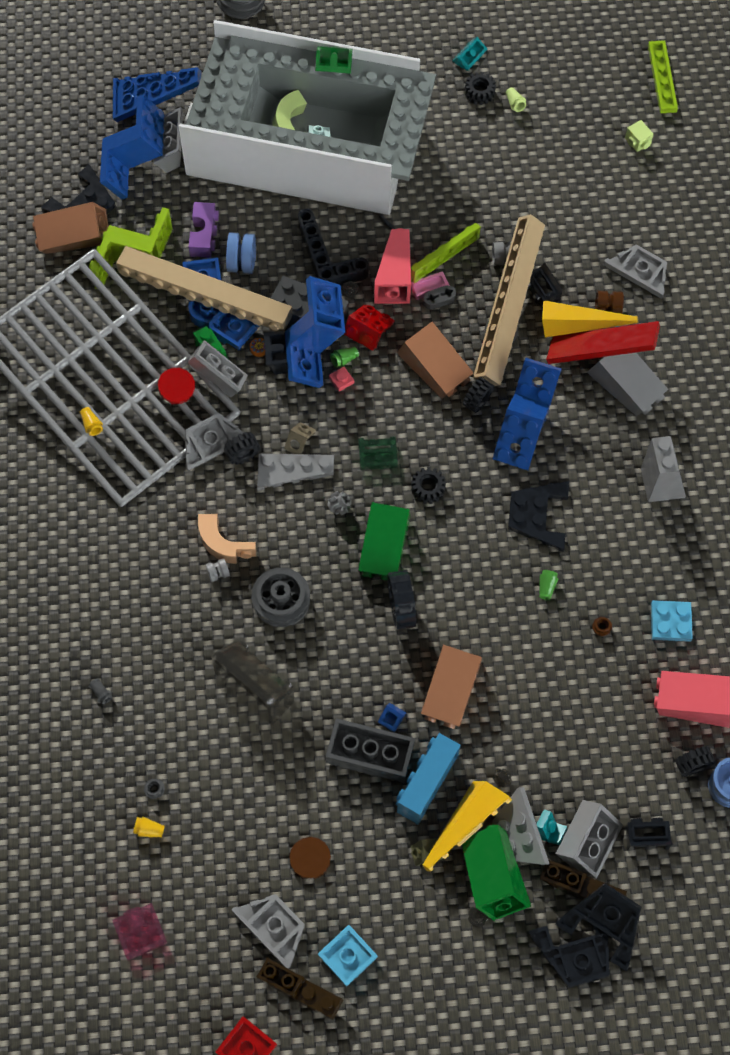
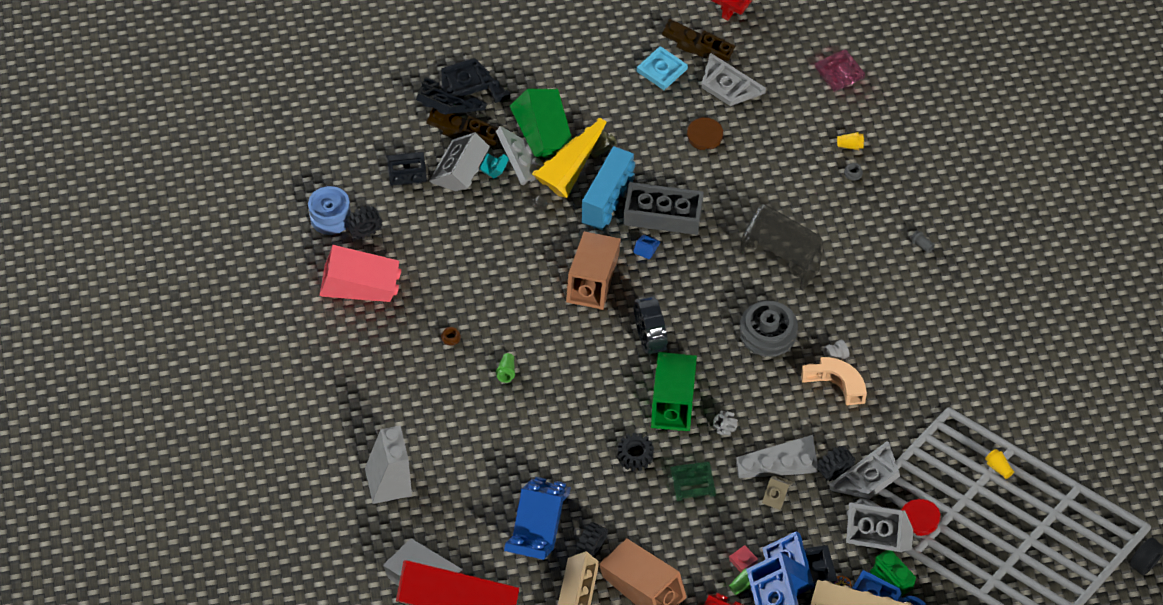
camera: 175 degrees right, 10 degrees down
(529, 513) = (527, 437): black wing -> none
(671, 620) = (382, 348): medium azure plate -> none

